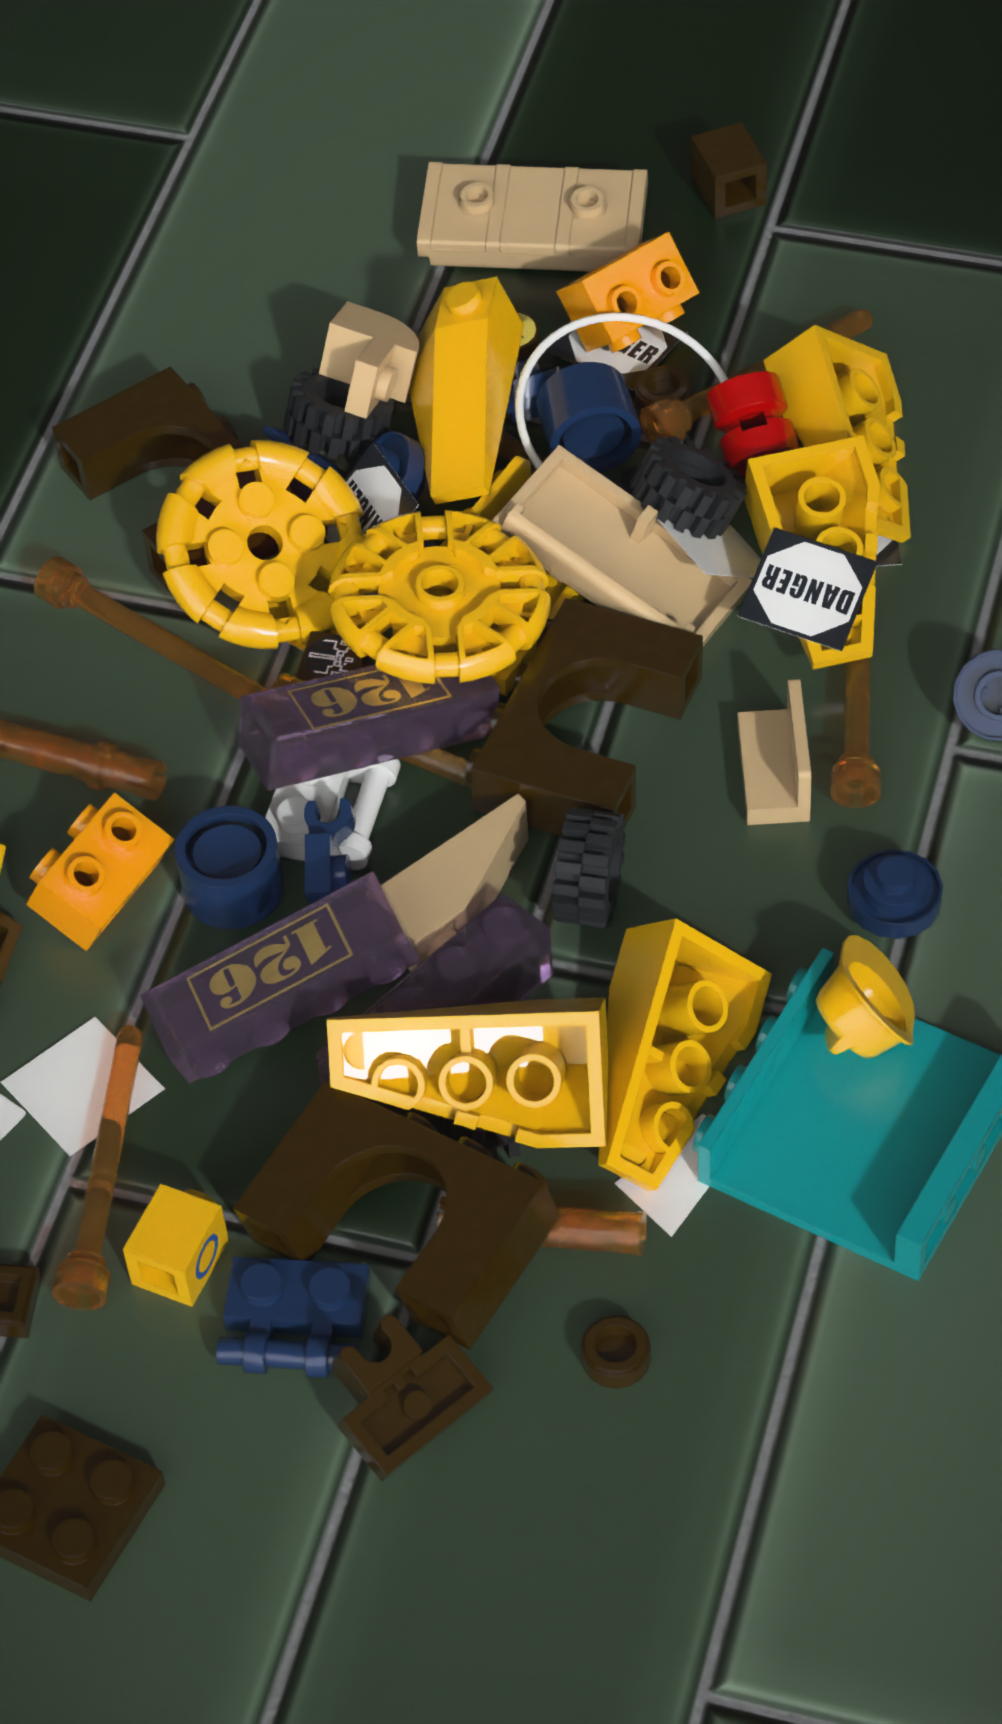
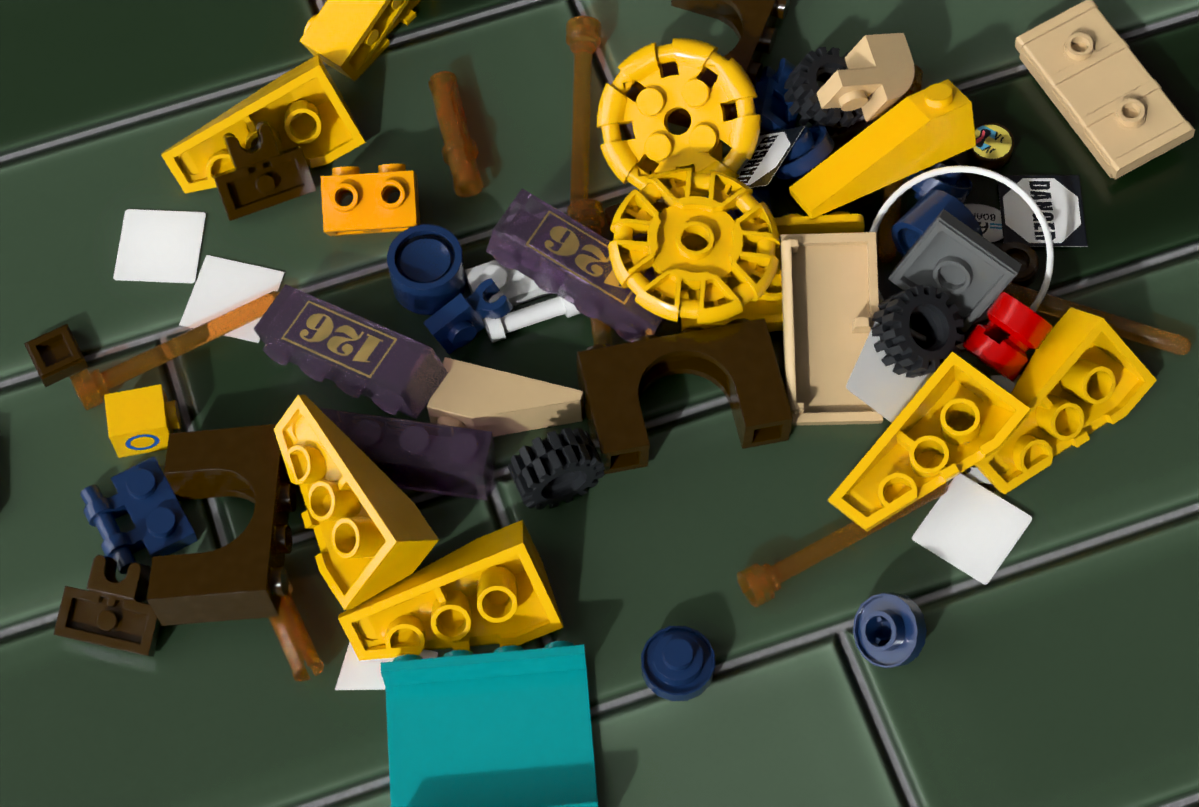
camera: 55 degrees right, 10 degrees up
(616, 1352) = (225, 709): dark brown tile -> none
(641, 281) = (1069, 183): light orange brick -> none
(646, 401) = (958, 264): none -> dark grey tile
(776, 762) = (740, 526): tan panel -> none
(807, 589) = (880, 457): sticker -> none
(865, 1002) = (571, 697): yellow piece -> none
(929, 585) = (972, 528): none -> white sticker

